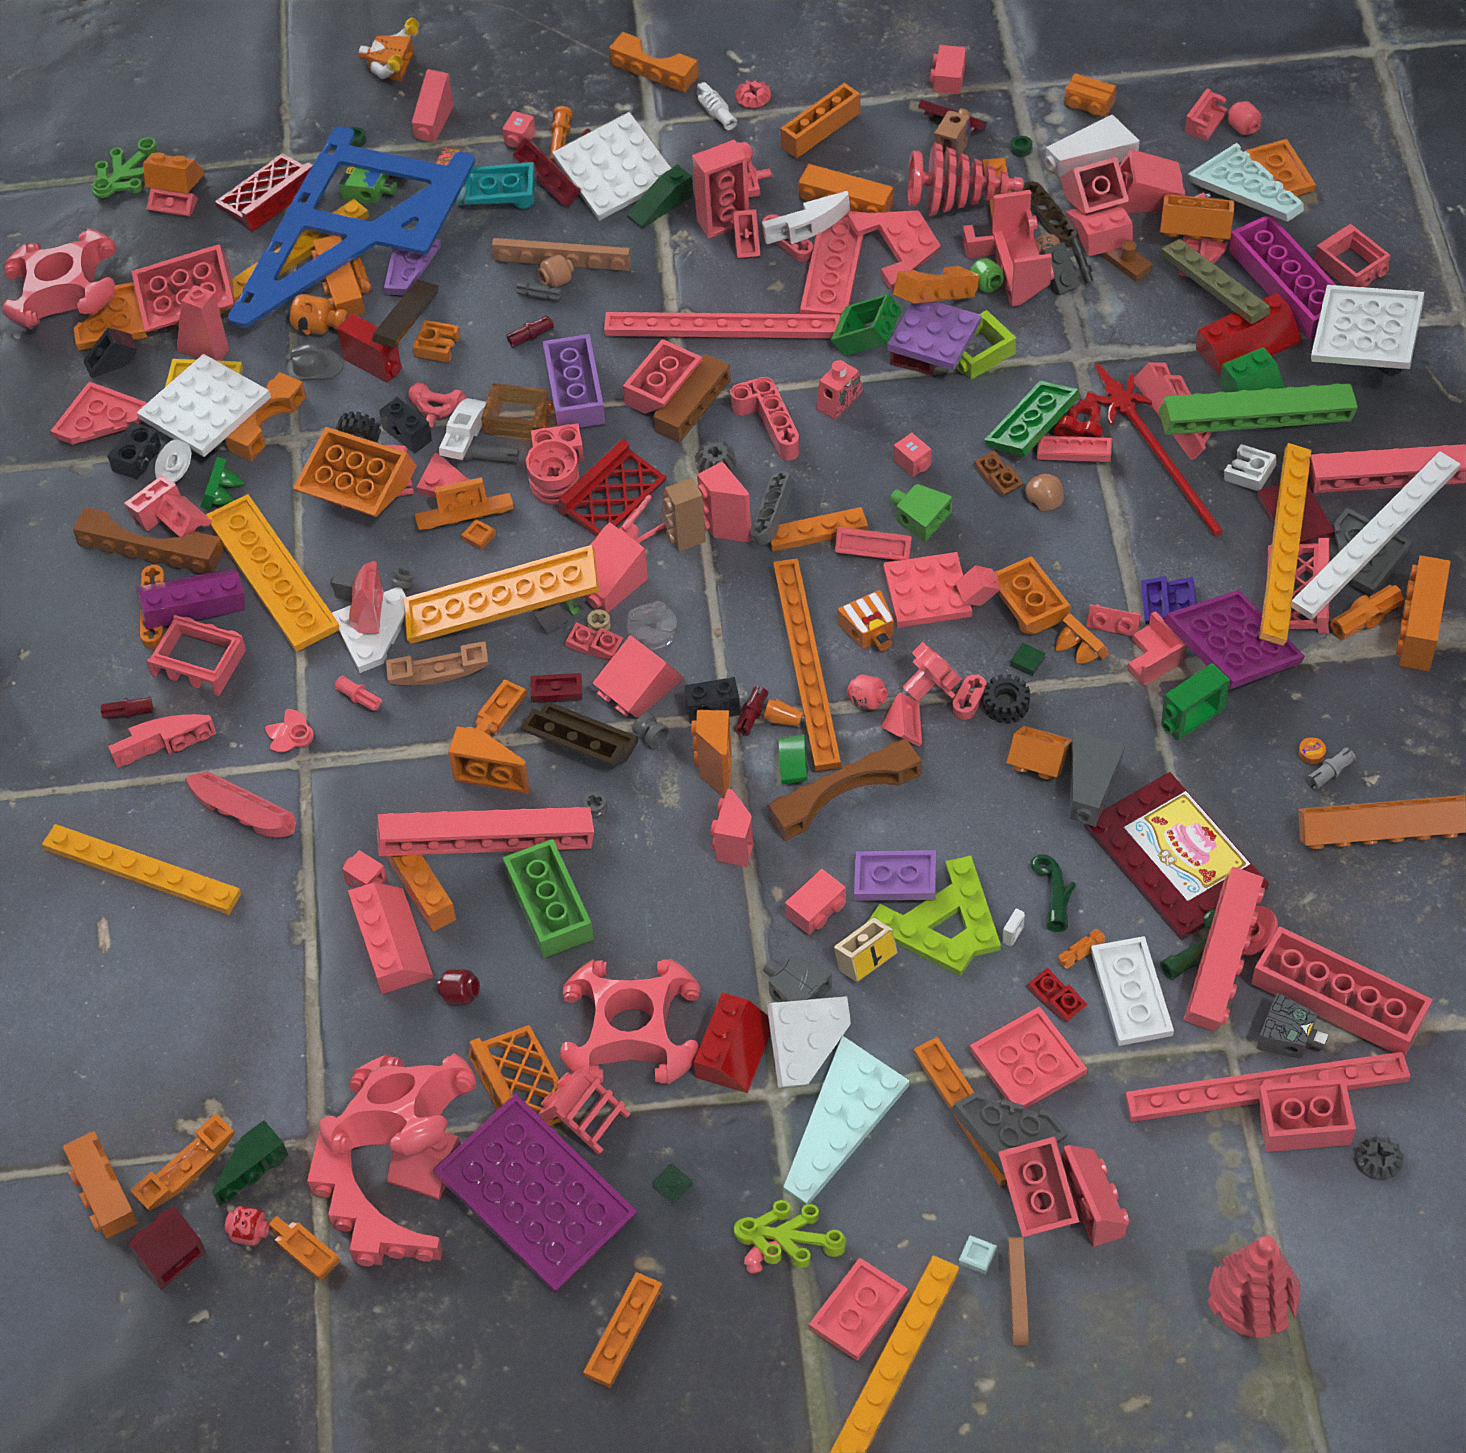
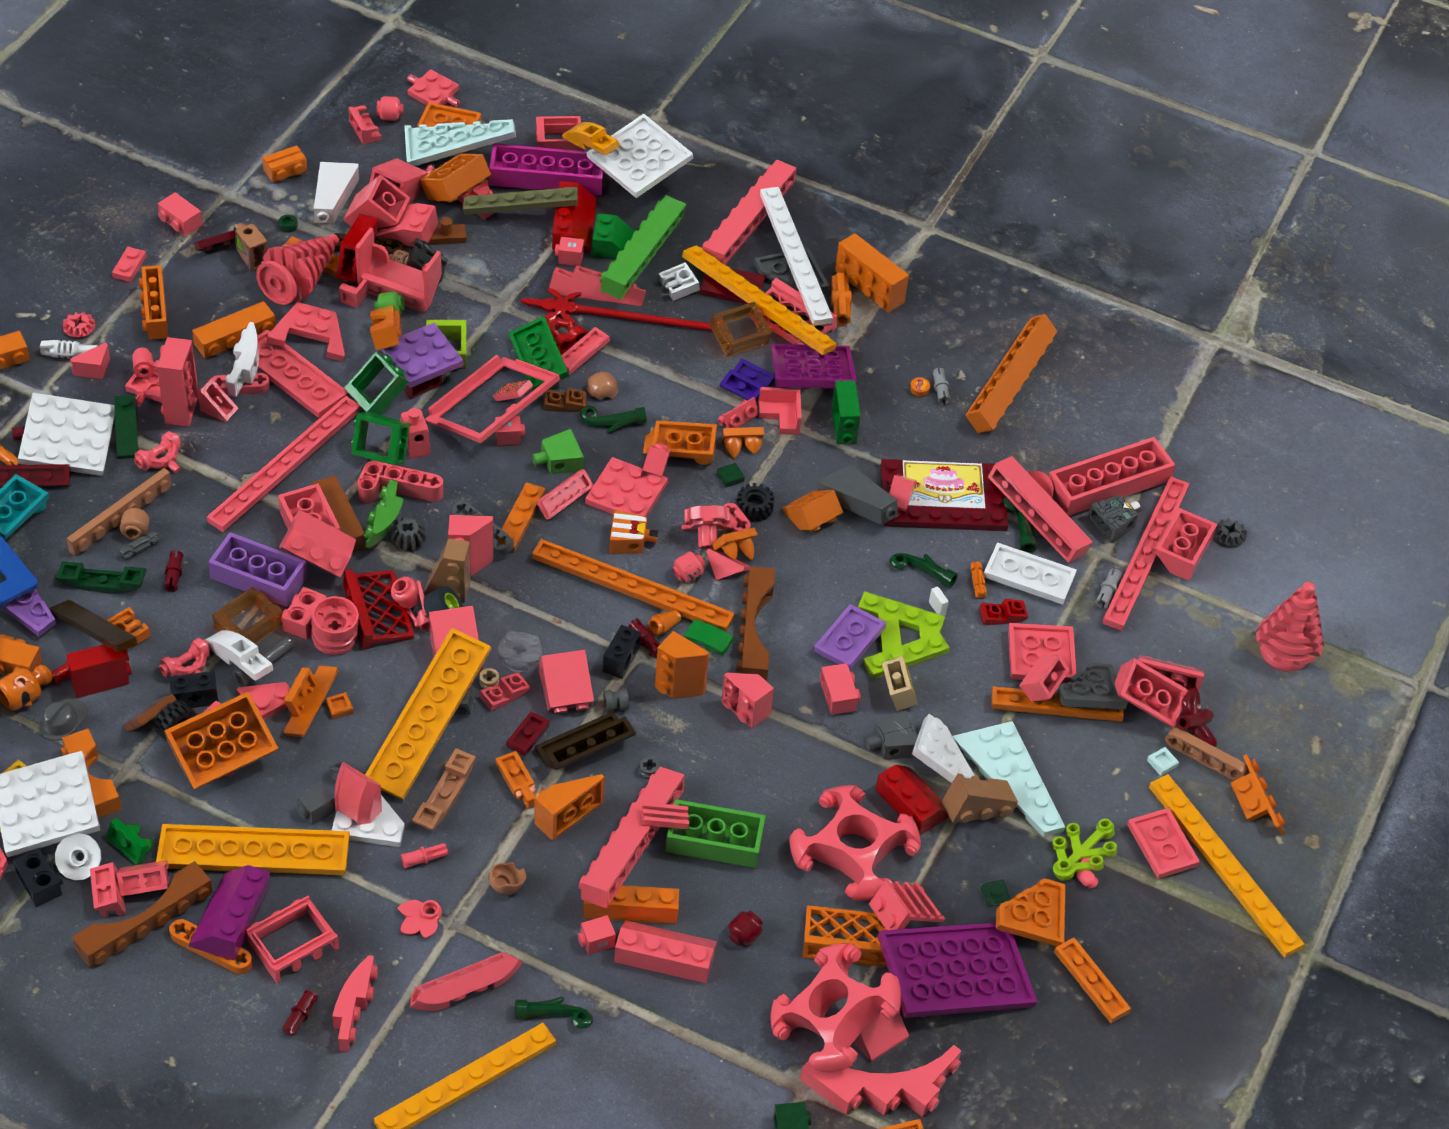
camera: 65 degrees left, 5 degrees down
(262, 886) = (553, 1008): none -> dark green plant
(340, 409) = (149, 713): none -> dark orange tile
(374, 767) = (506, 878): none -> nougat hair
(476, 287) = (100, 580): none -> dark green slope
(528, 836) = (665, 812): none -> coral tile
(628, 400) = (318, 544): none -> coral slope
(634, 494) = (405, 592): none -> coral head
(638, 233) = (147, 459): none -> coral piece
(652, 535) = (441, 599): none -> black wheel
(665, 1230) = (1035, 913): none -> orange plate
(709, 427) = (383, 515): none -> bright green slope
(715, 129) = (92, 362): none -> coral slope
(766, 1101) = (978, 799): none -> medium nougat wedge
(812, 369) = (398, 439): none -> green window
(859, 77) = (129, 264): none -> coral plate
(937, 392) = (478, 378): none -> coral door
(941, 715) = (742, 538): none -> orange tile
(962, 426) = (512, 390): none -> coral tile
(975, 1073) = (1044, 677): none -> coral brick
(1000, 1373) = (1253, 796): none -> orange bracket
(1030, 540) = (616, 420): none -> dark green plant
(1047, 199) = (347, 256): none -> red slope
(1055, 1255) = (1195, 718): none -> dark red plant
(1131, 809) = (902, 491): none -> coral slope
(1178, 1075) = (1108, 588): none -> light grey pin
(1199, 361) = (570, 251): none -> coral brick
(1202, 561) = (725, 338): none -> clear orange window
(1313, 133) = (433, 89): none -> coral plate
(1345, 276) = (592, 136): none -> light orange slope

